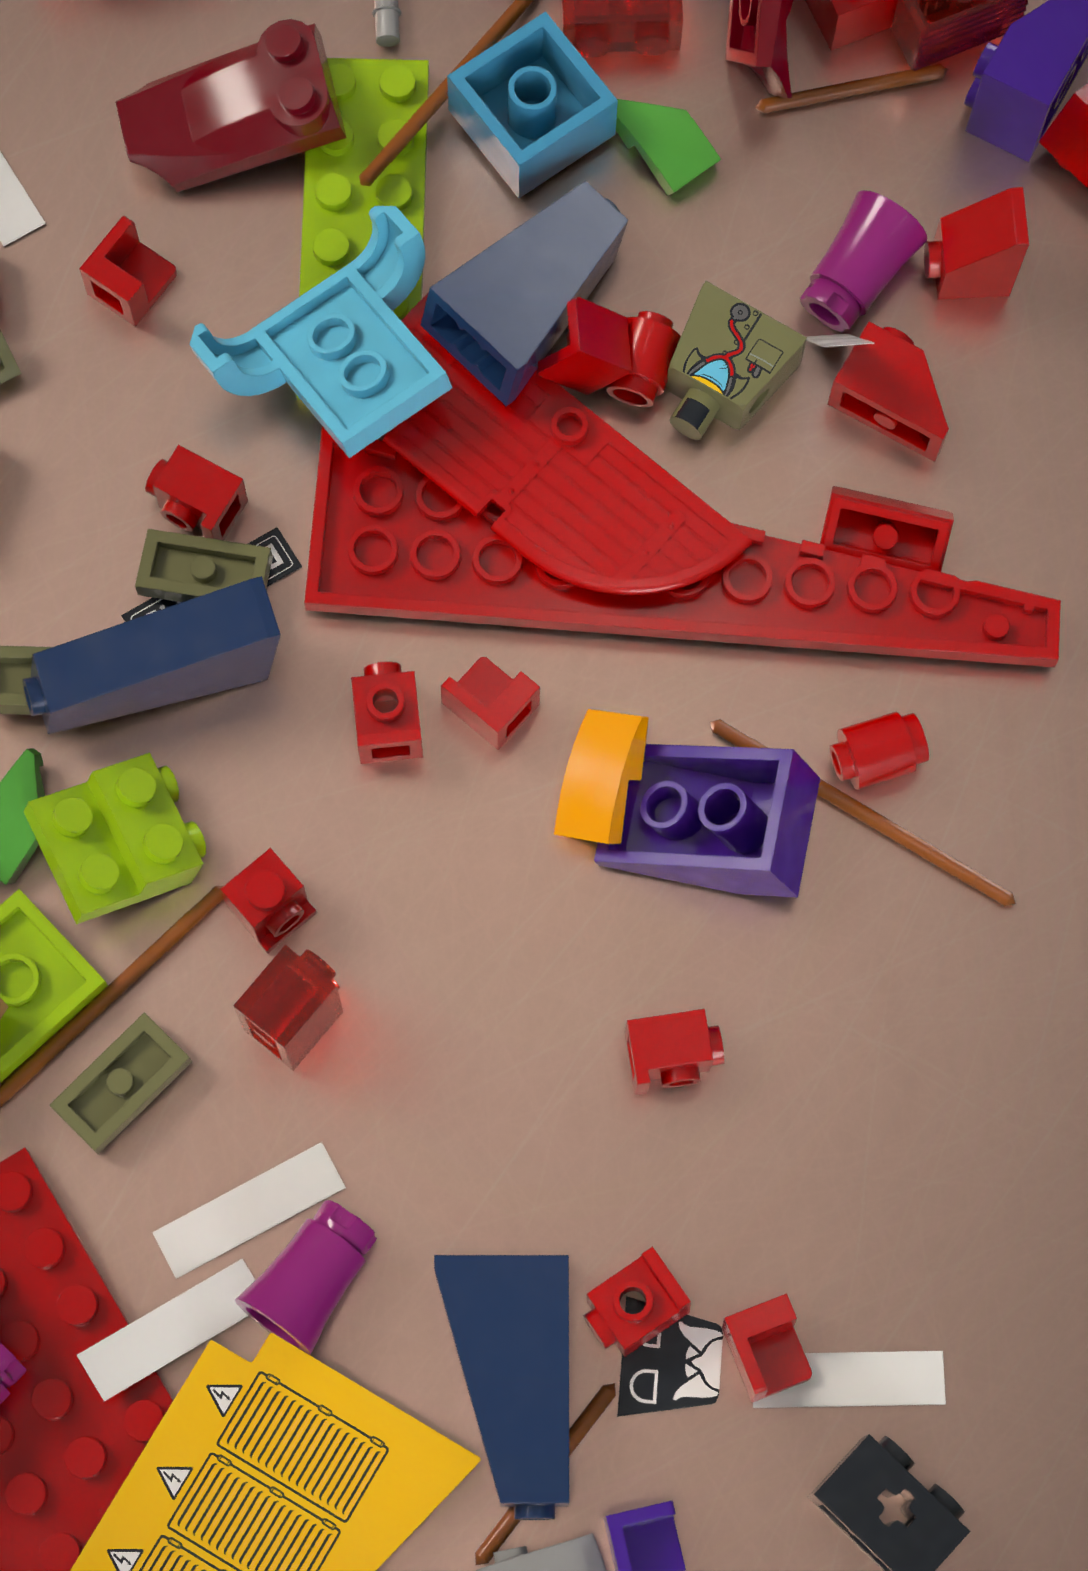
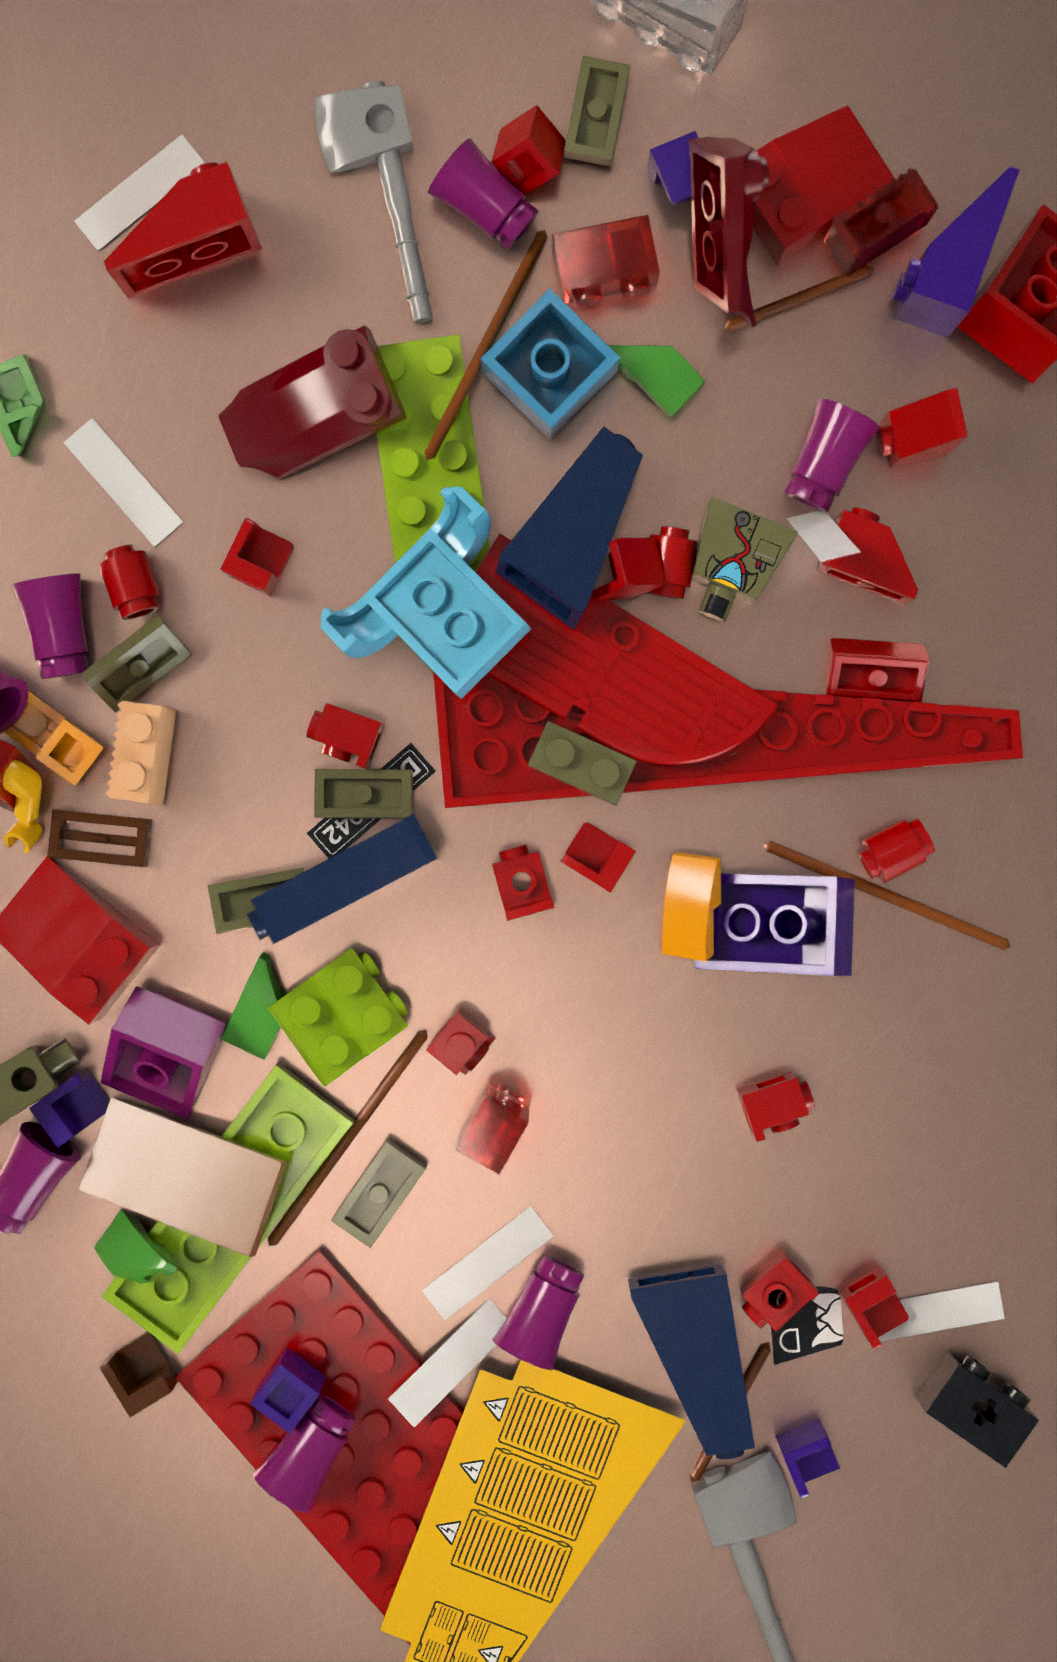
camera: 10 degrees left, 15 degrees up
(489, 572) = (582, 763): none -> olive plate

